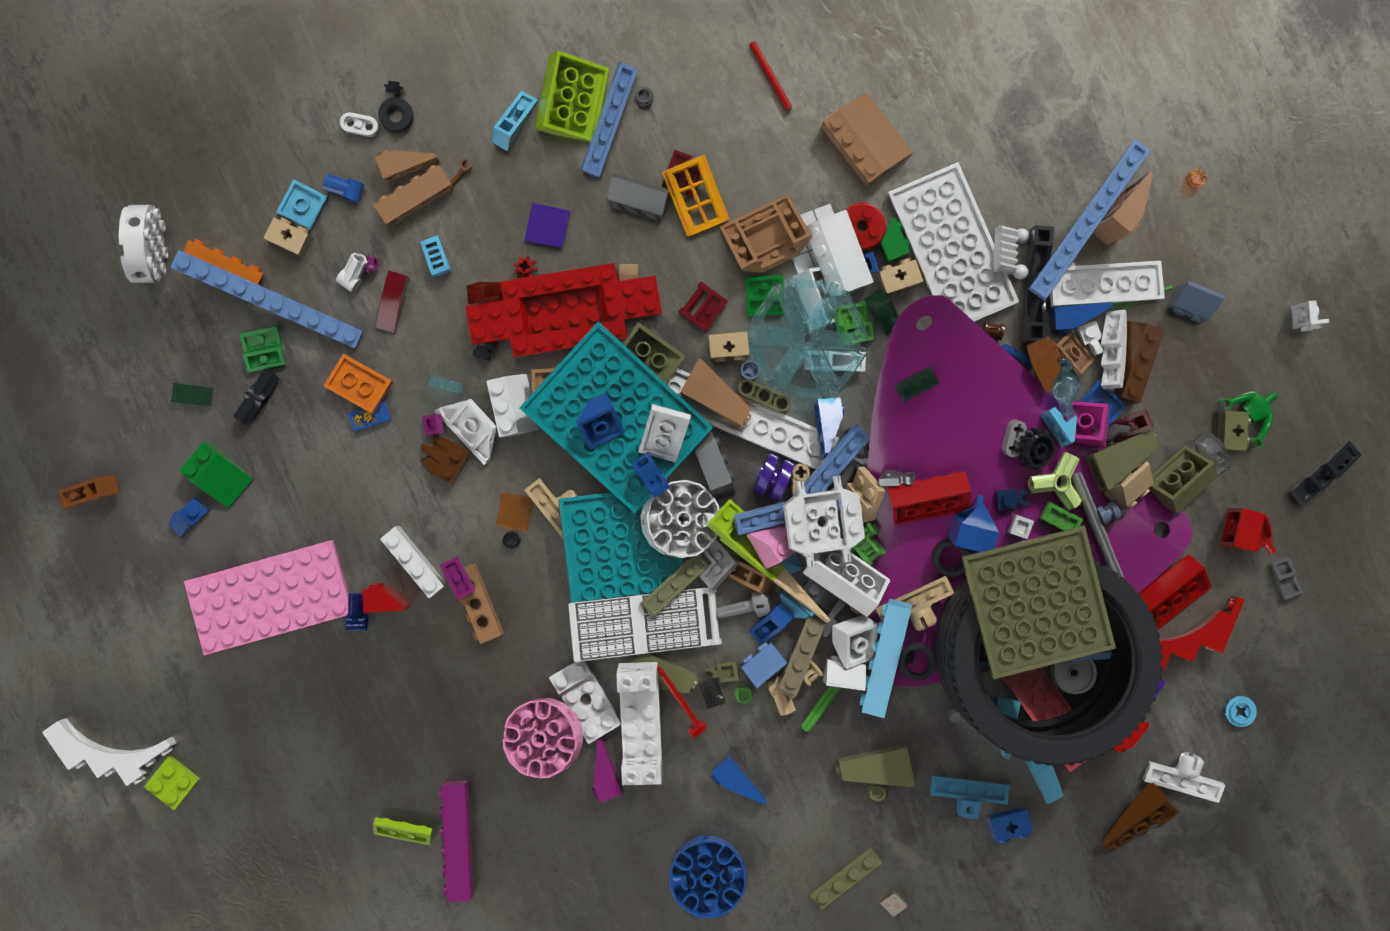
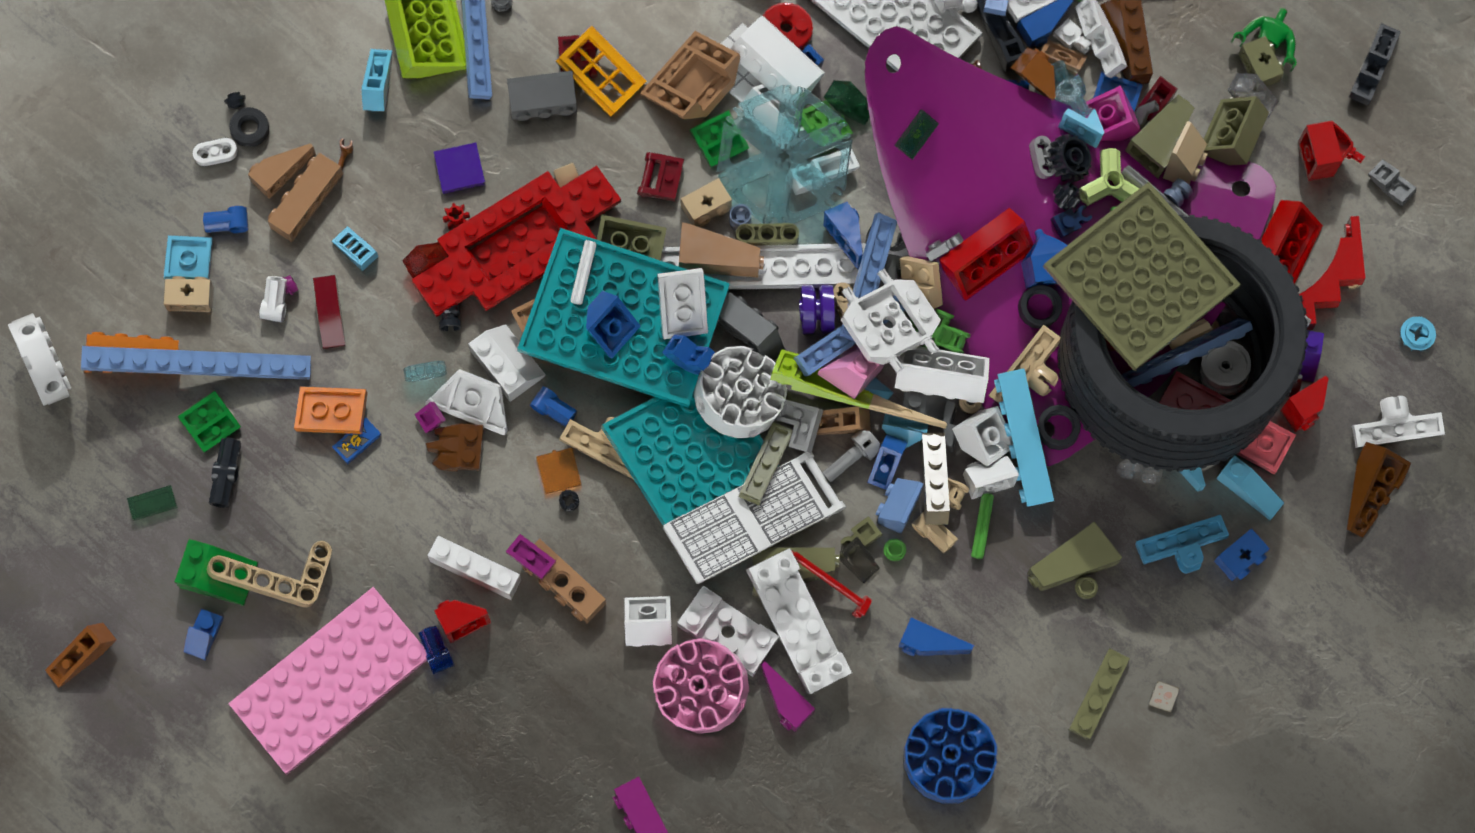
camera: 30 degrees left, 15 degrees down
(256, 503) = (275, 579): none -> tan beam
(528, 663) = (648, 621): none -> white slope
(530, 456) = (549, 404): none -> blue piece
(599, 368) = (583, 272): none -> white axle
(891, 284) = (847, 70): tan brick -> none
(893, 243) = (826, 31): green slope -> none
(1017, 479) = (1067, 196): none -> black gear

